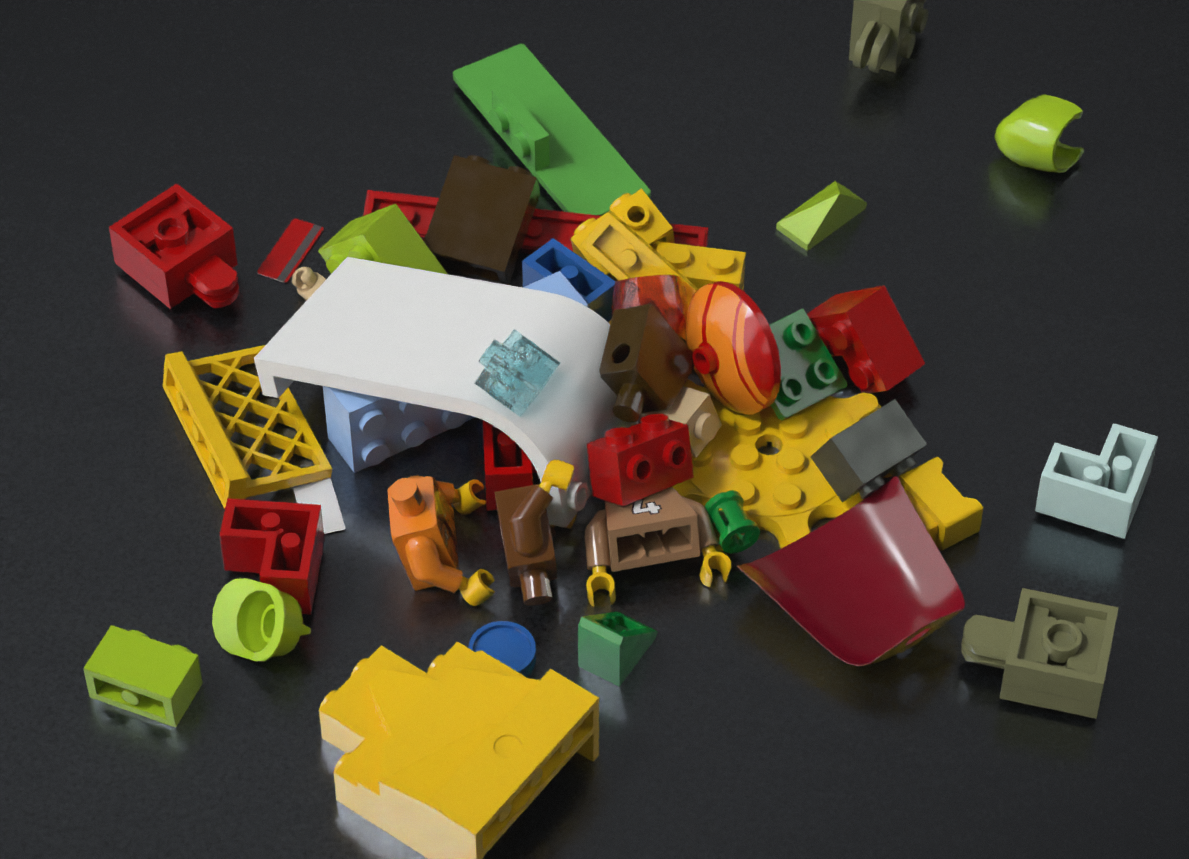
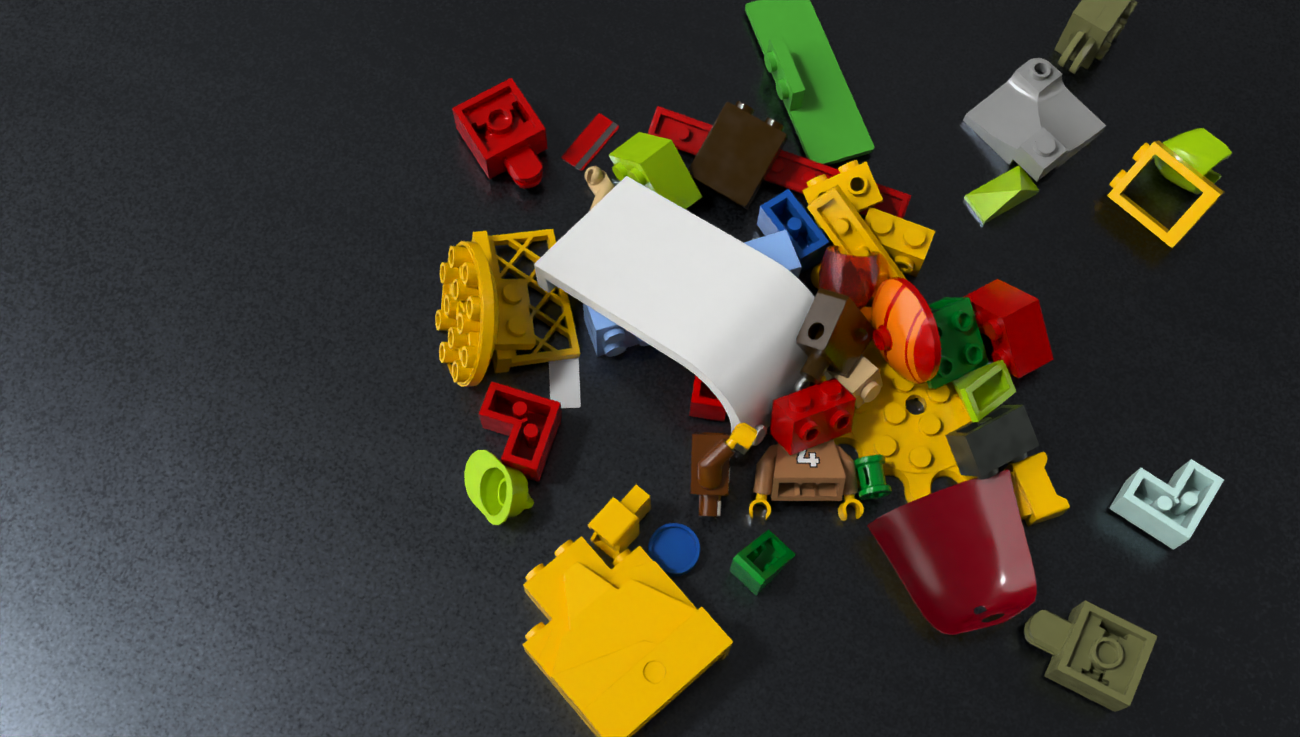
camera: 10 degrees right, 20 degrees up
(143, 675) = (403, 514): lime brick -> none
(191, 431) = (479, 314): none -> yellow bracket
(426, 534) = (637, 435): orange torso -> none
(426, 620) = (618, 522): none -> yellow piece
(515, 371) = (727, 347): clear light blue brick -> none
(841, 130) = (1034, 120): none -> light grey slope
(846, 403) = (984, 389): none -> lime slope
(1052, 188) = (1143, 156): none -> yellow window

